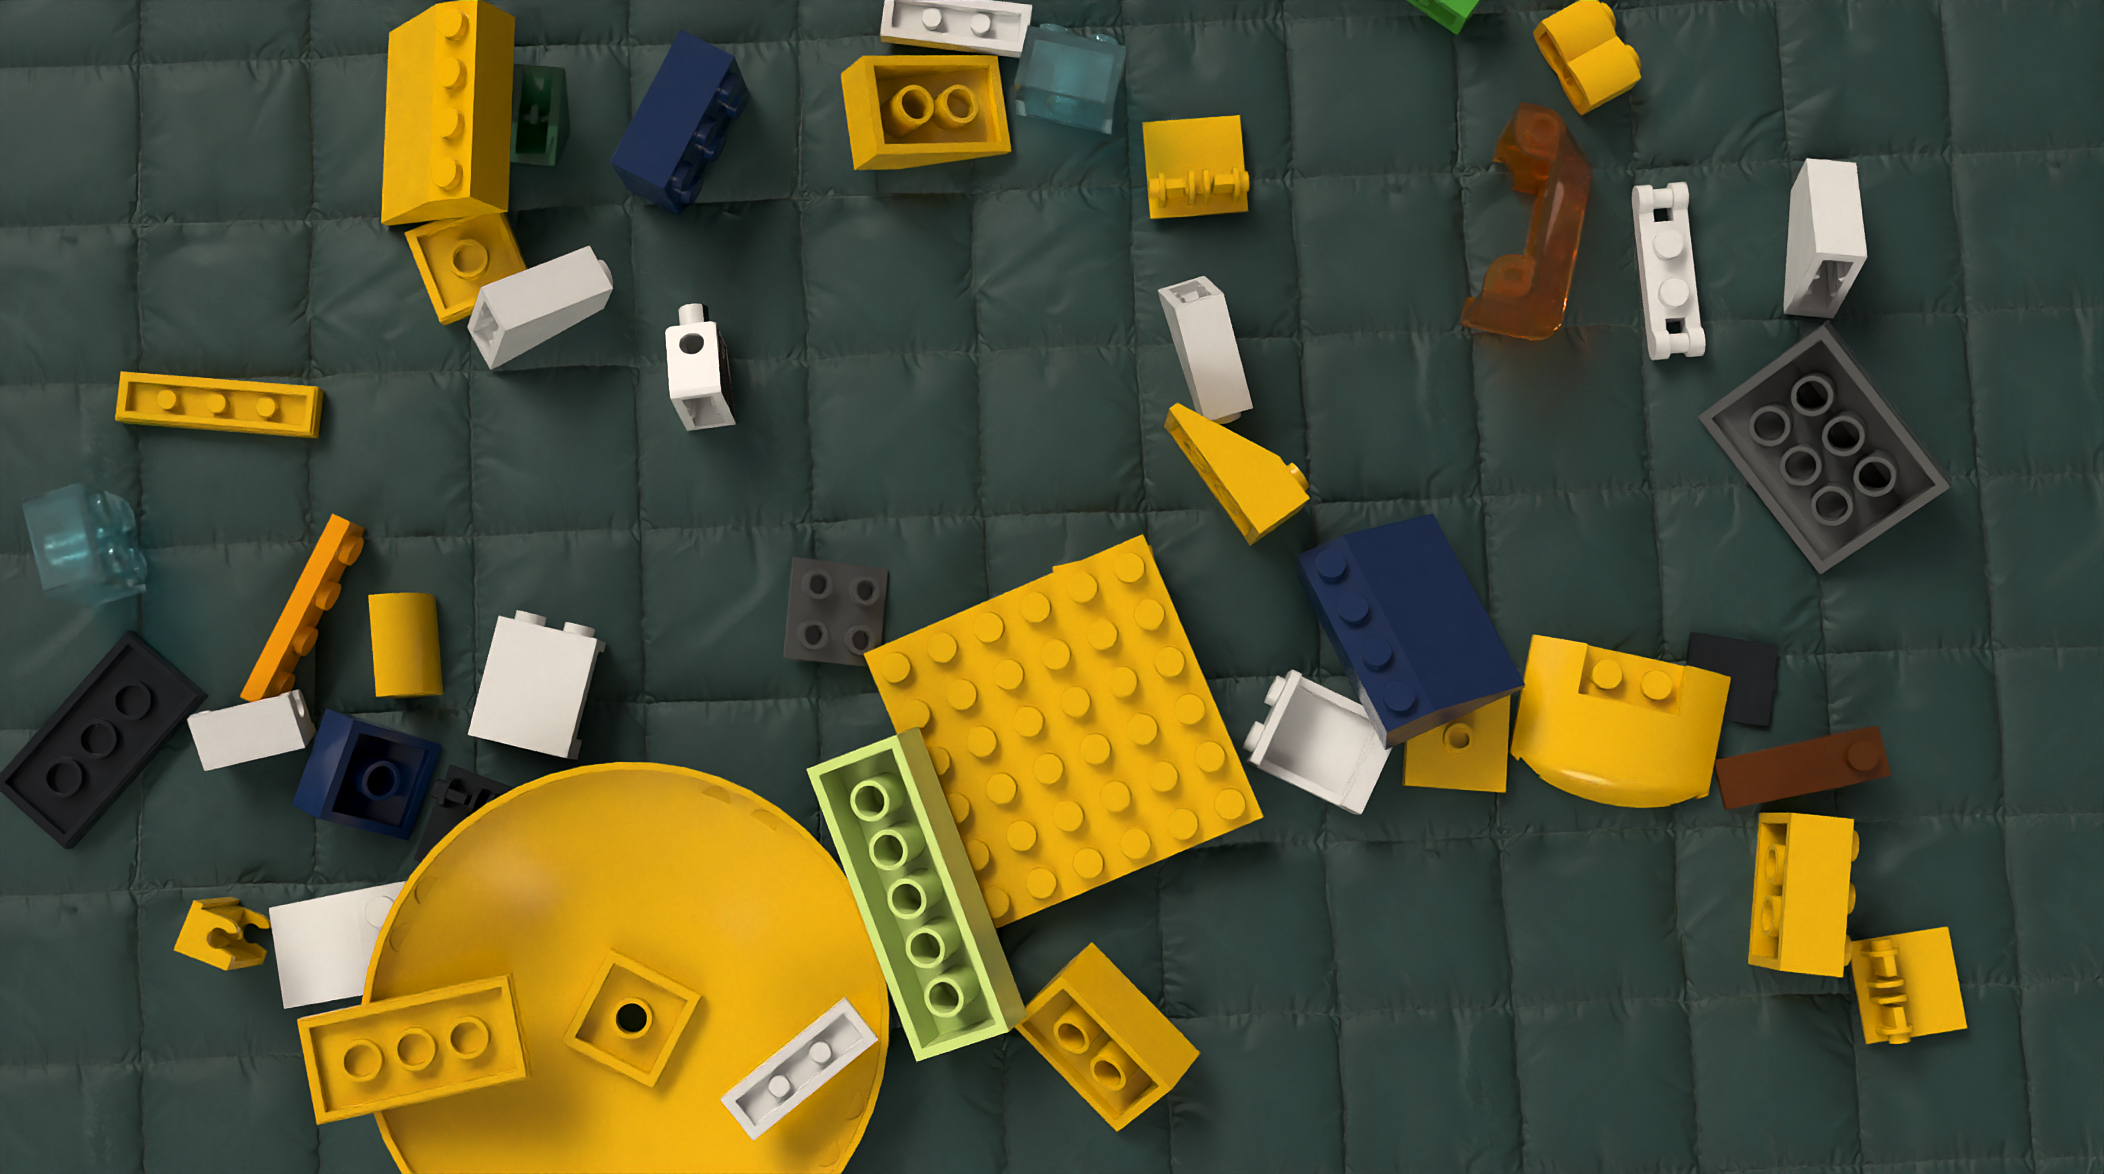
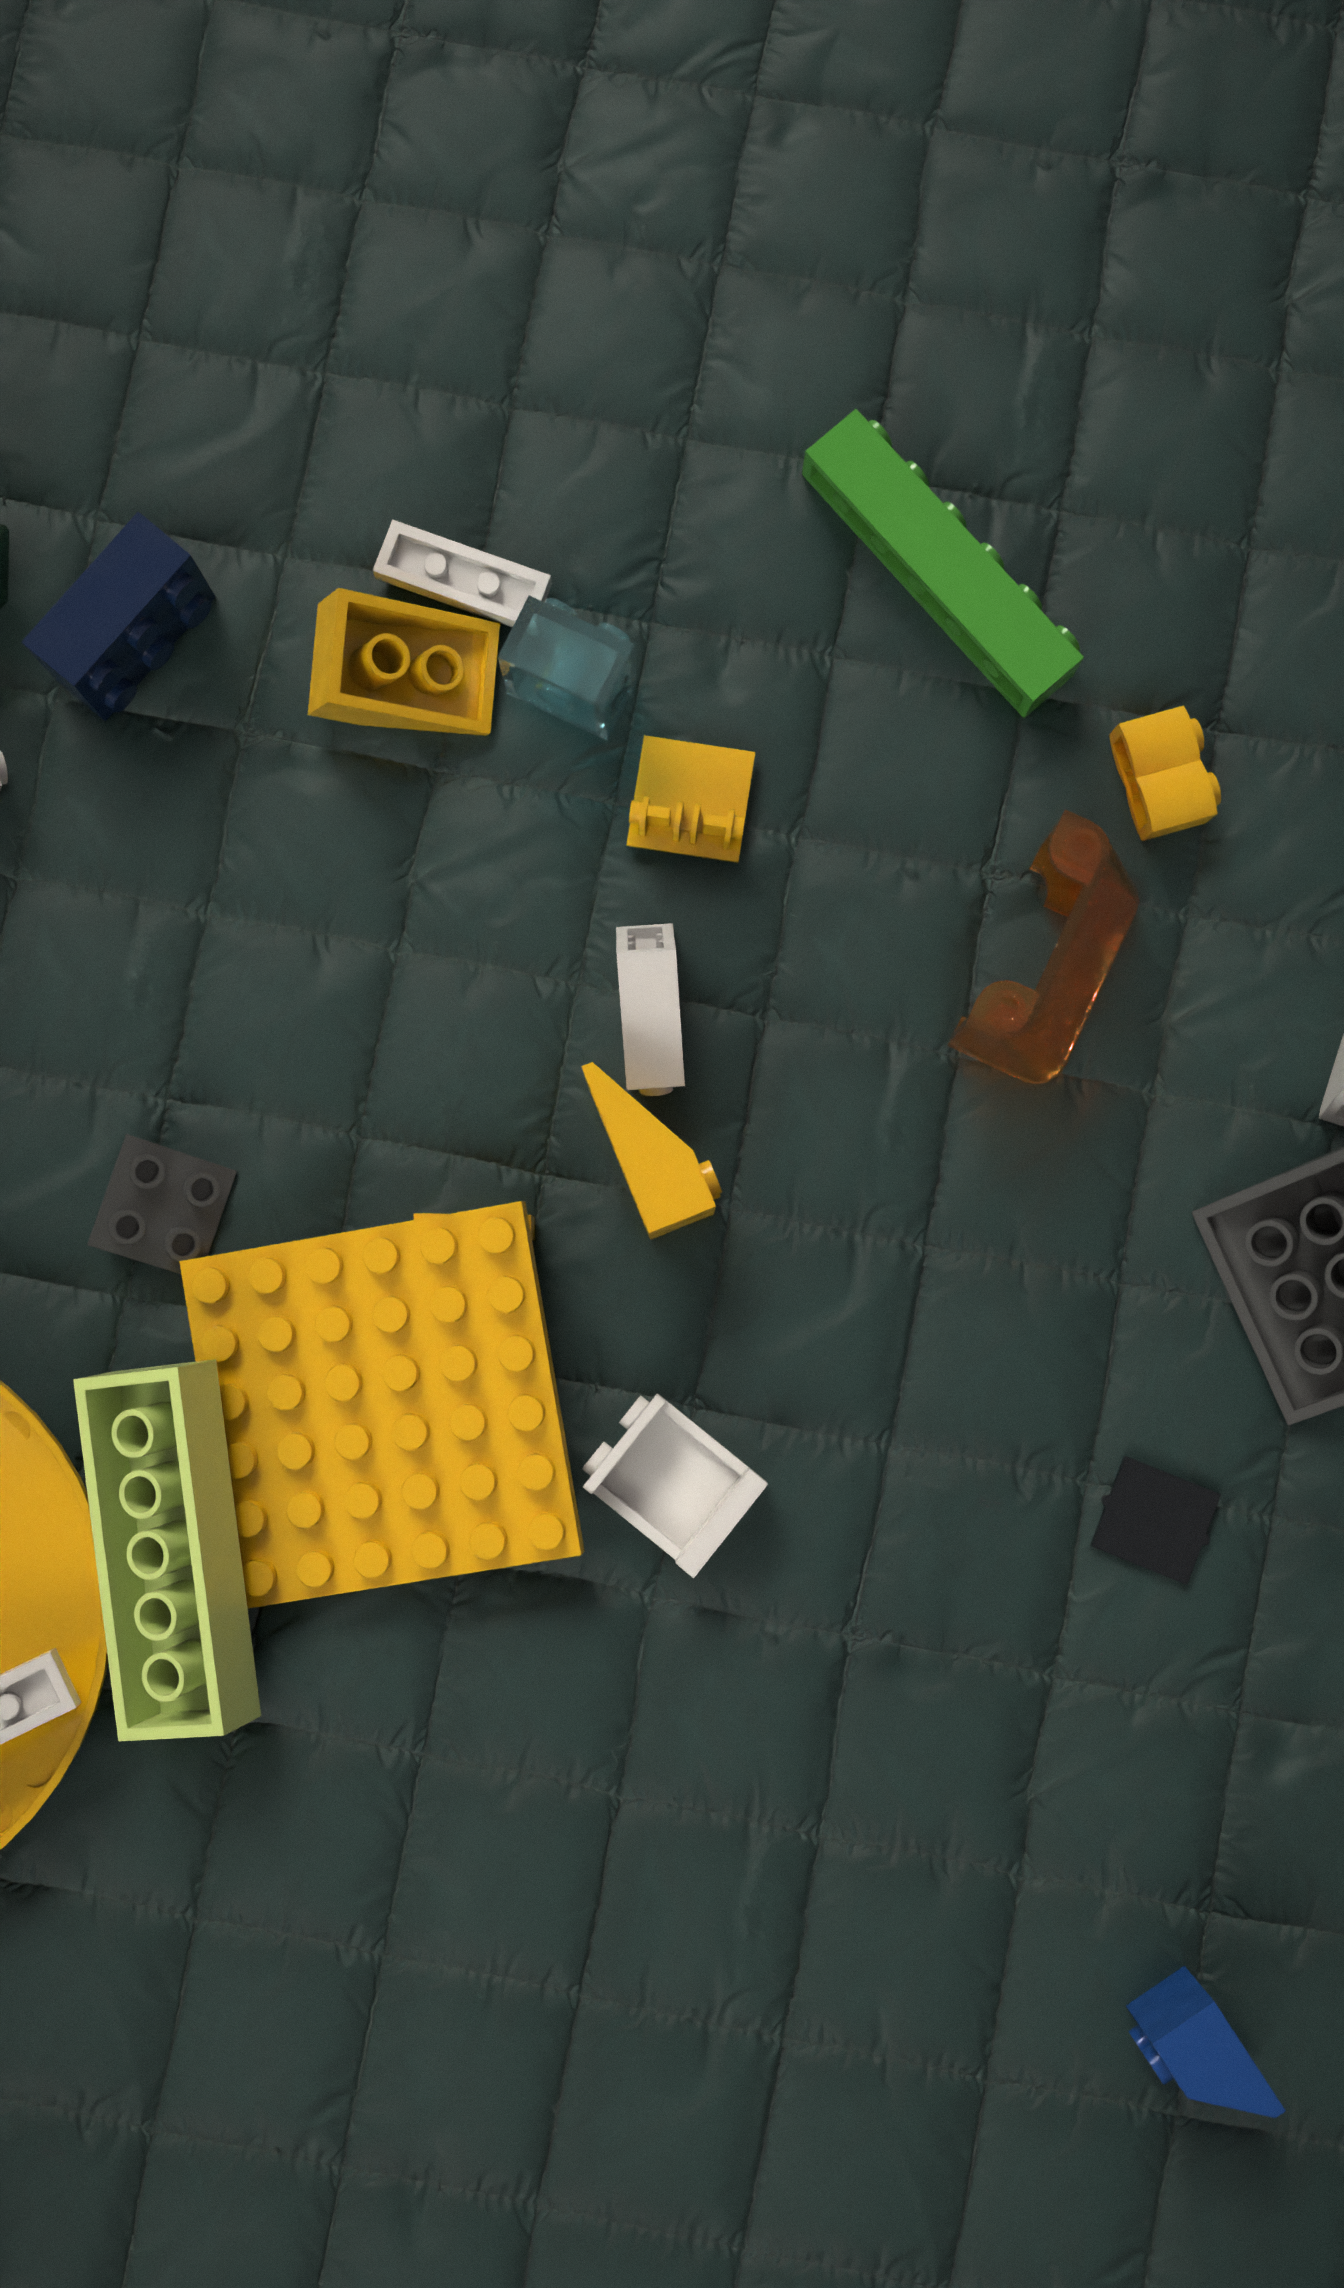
camera: 15 degrees right, 0 degrees up
(699, 370) = (74, 900): white torso -> none
(1106, 1038) = (347, 1762): yellow slope -> none
(1407, 627) = (800, 1376): dark blue slope -> none
(1462, 752) = (828, 1515): yellow plate -> none
(1618, 724) = (1016, 1542): yellow slope -> none
(1667, 271) = (1196, 1039): white plate -> none
(1802, 767) = (1213, 1642): reddish brown slope -> none
(1803, 893) = (1176, 1792): yellow brick -> none
(1869, 1094) = (1195, 2046): none -> blue slope
(1907, 985) = (1274, 1921): yellow hinge -> none

